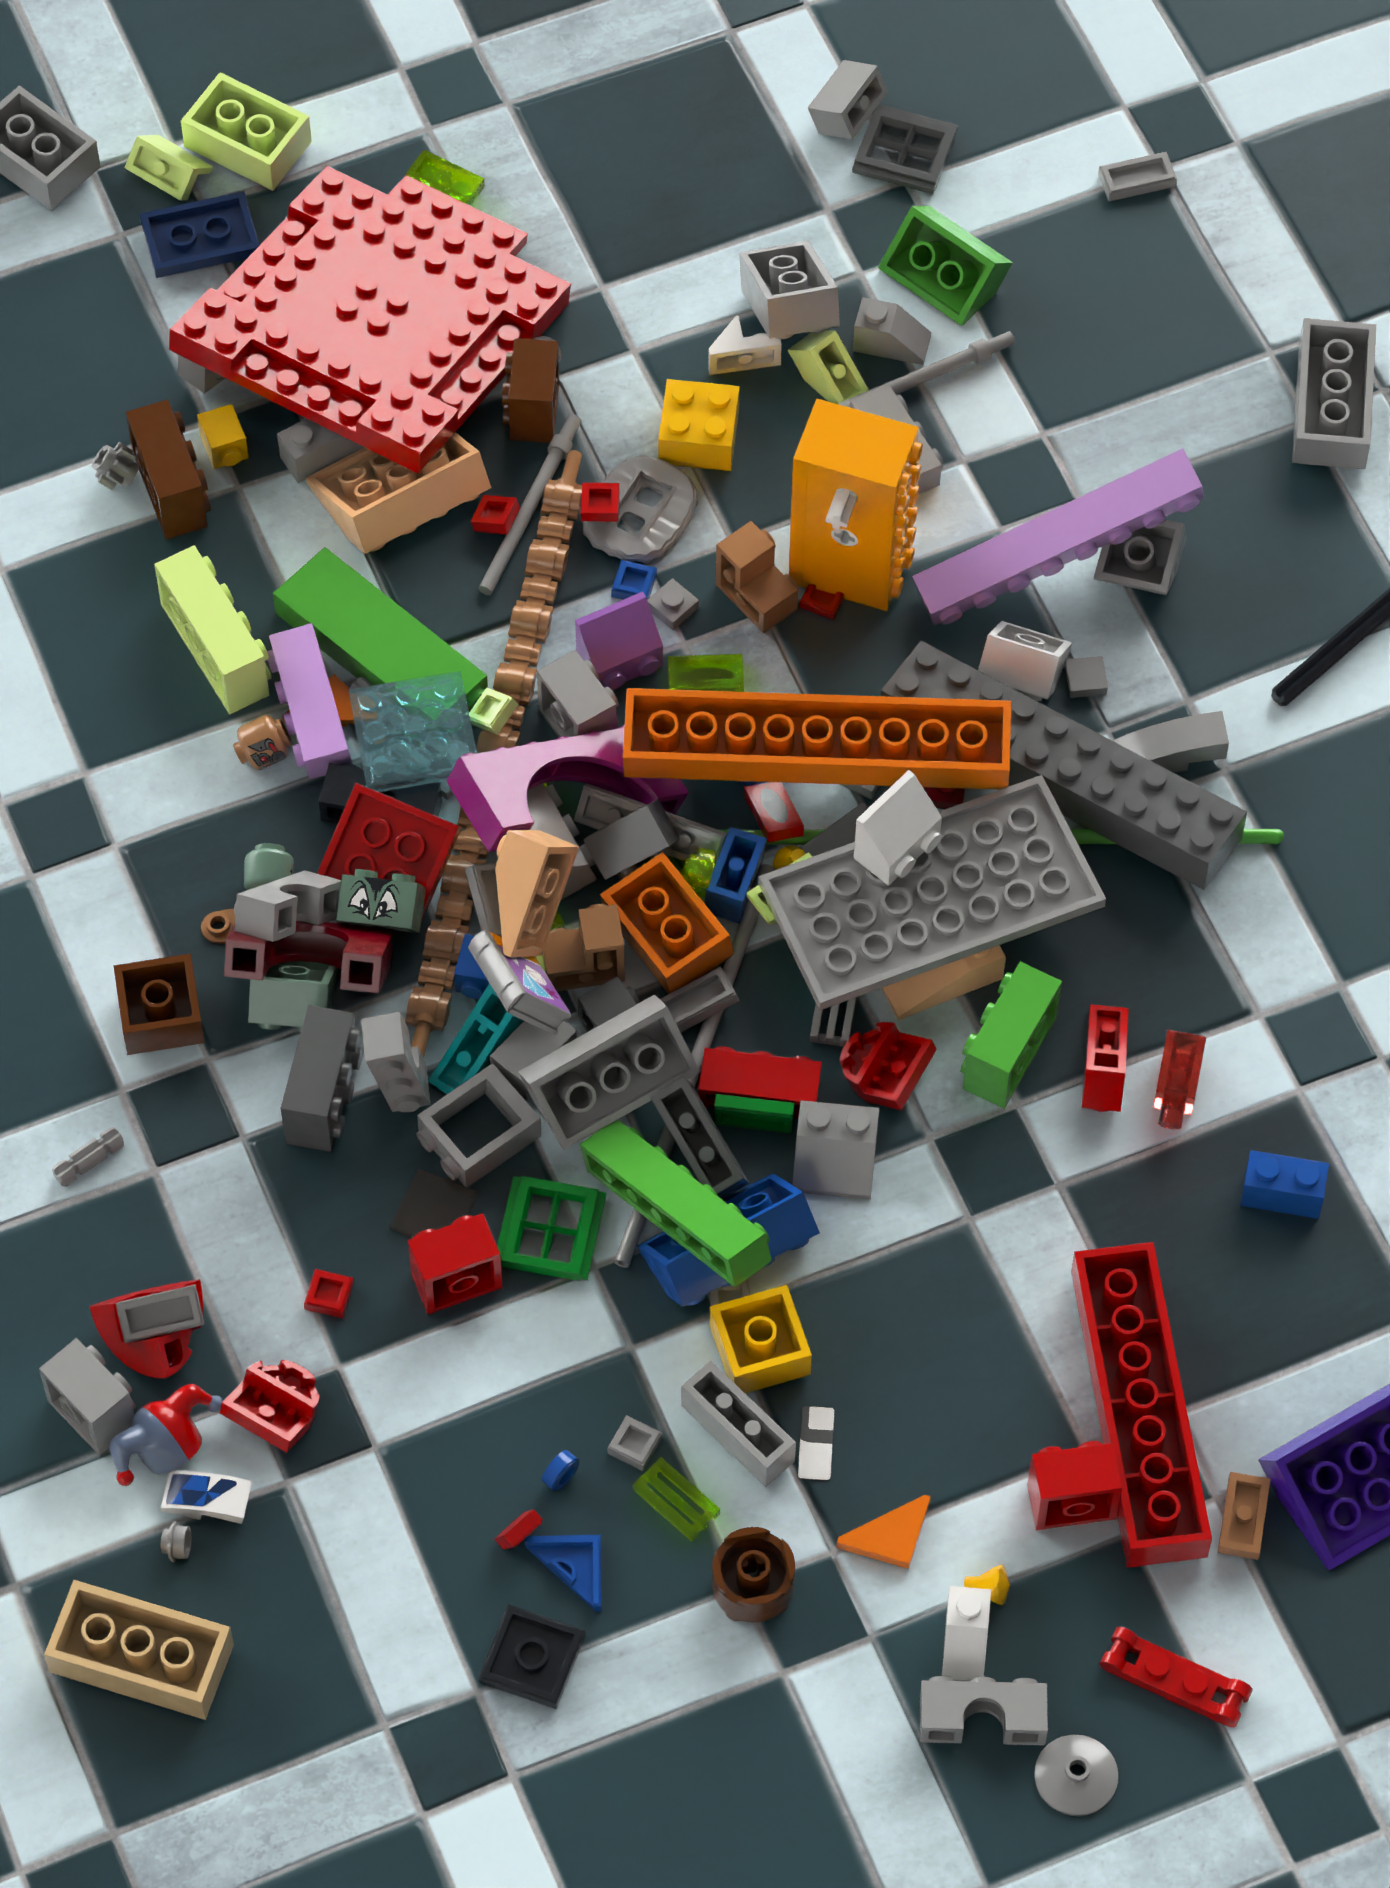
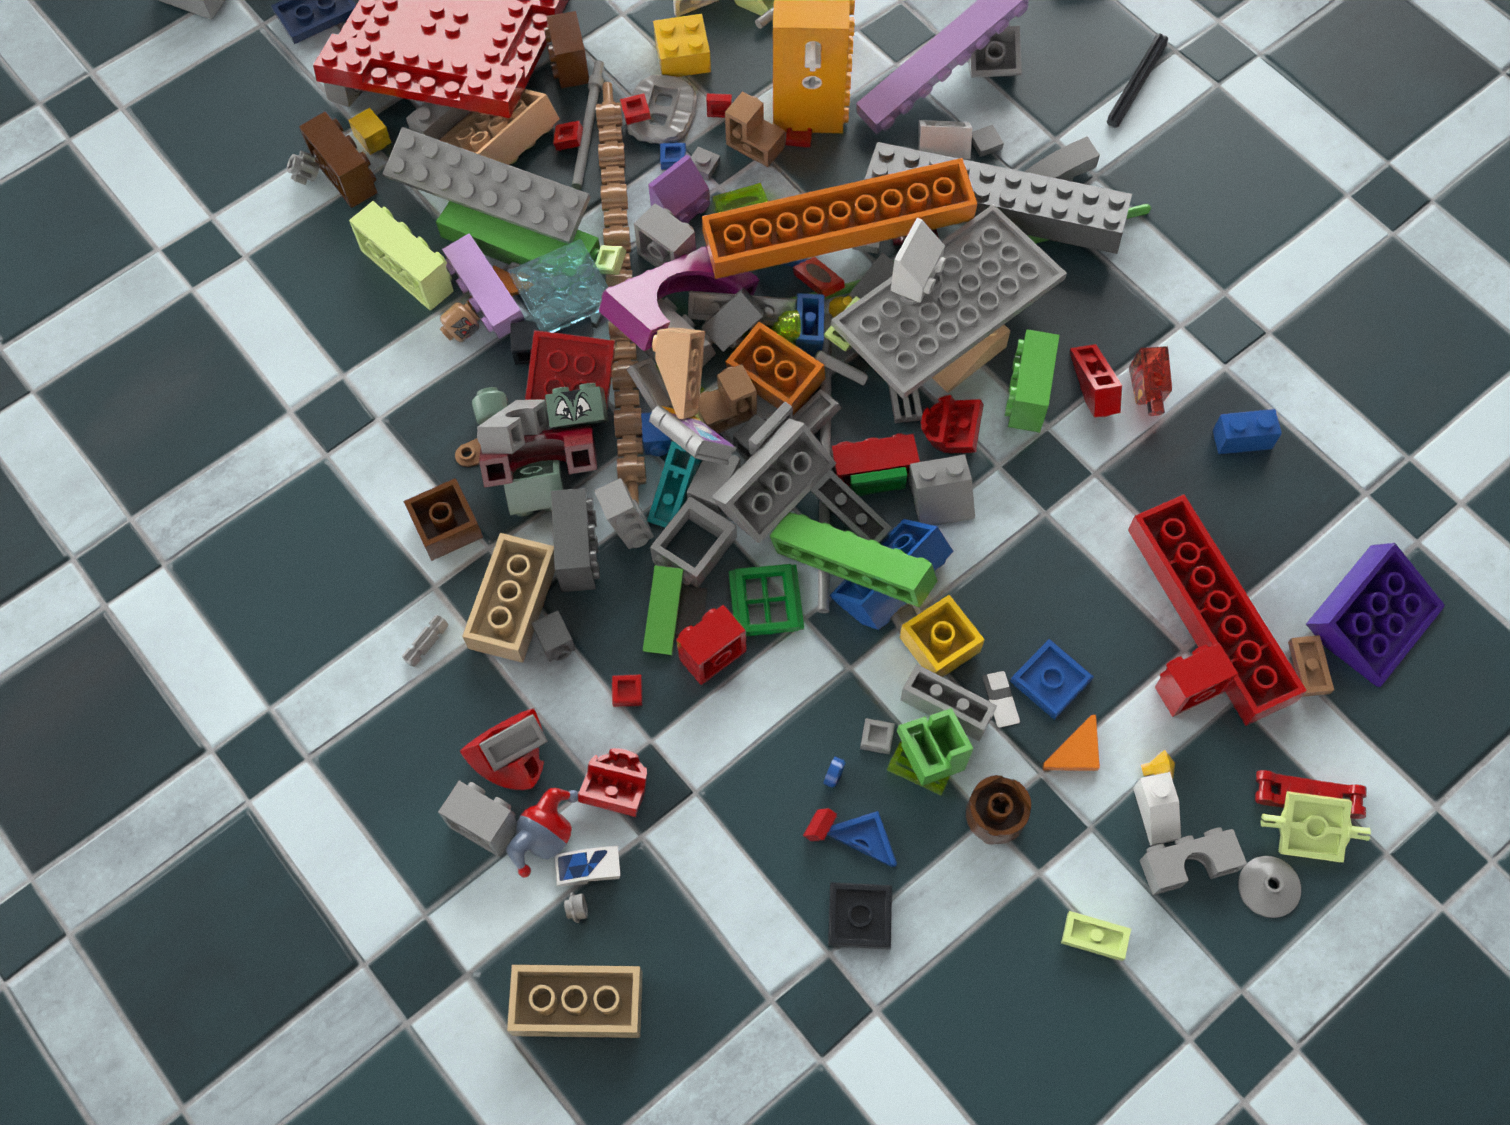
camera: 15 degrees left, 5 degrees up
(214, 1131) = (510, 598): none -> tan brick
(255, 1197) = (553, 637): none -> dark grey brick
(356, 562) = (487, 185): none -> light grey plate
(408, 1202) = (663, 610): none -> bright green tile
(627, 998) = (777, 419): none -> light grey tile
(698, 1471) = (935, 746): none -> bright green plate
(719, 524) = (718, 104): none -> red tile
(757, 944) = (841, 367): none -> light grey tile
(823, 1766) = (1096, 936): none -> yellowish green plate
(892, 1436) = (1051, 679): none -> blue tile
(1159, 1714) = (1315, 827): none -> yellowish green plate

